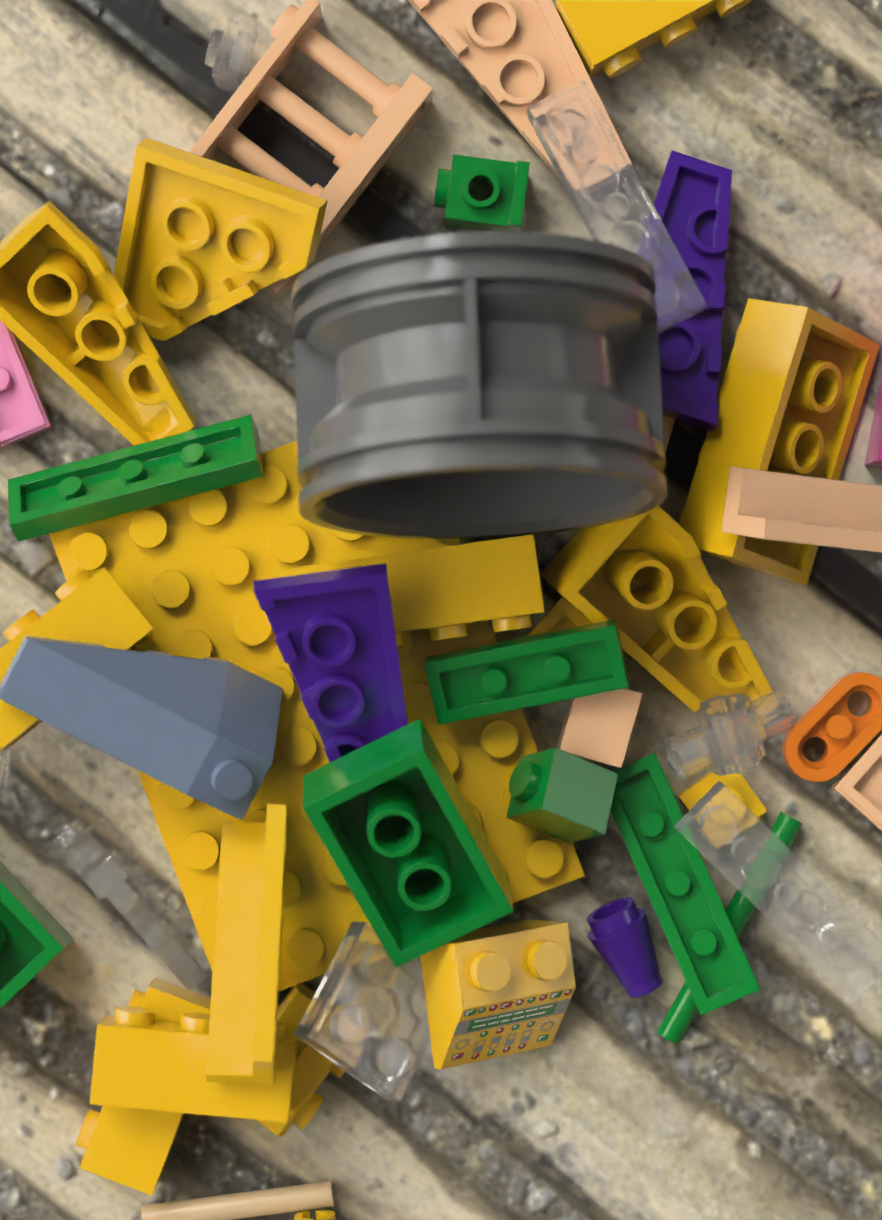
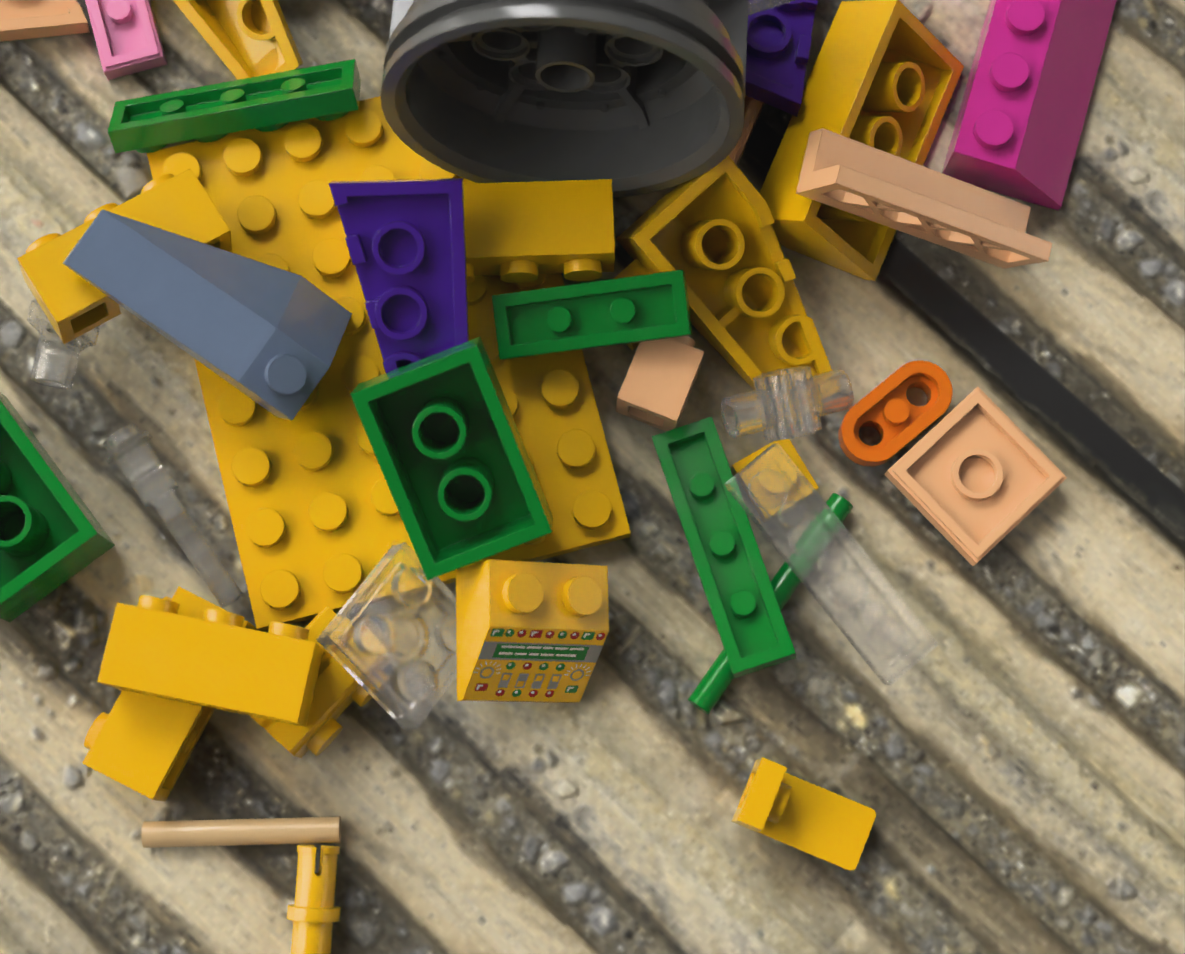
camera: 10 degrees right, 10 degrees down
(247, 950) = (281, 549): yellow fence -> none
(561, 795) = (614, 440): green brick -> none
(626, 945) = (665, 606): dark purple cone -> none
(778, 1135) = (804, 815): none -> yellow bracket

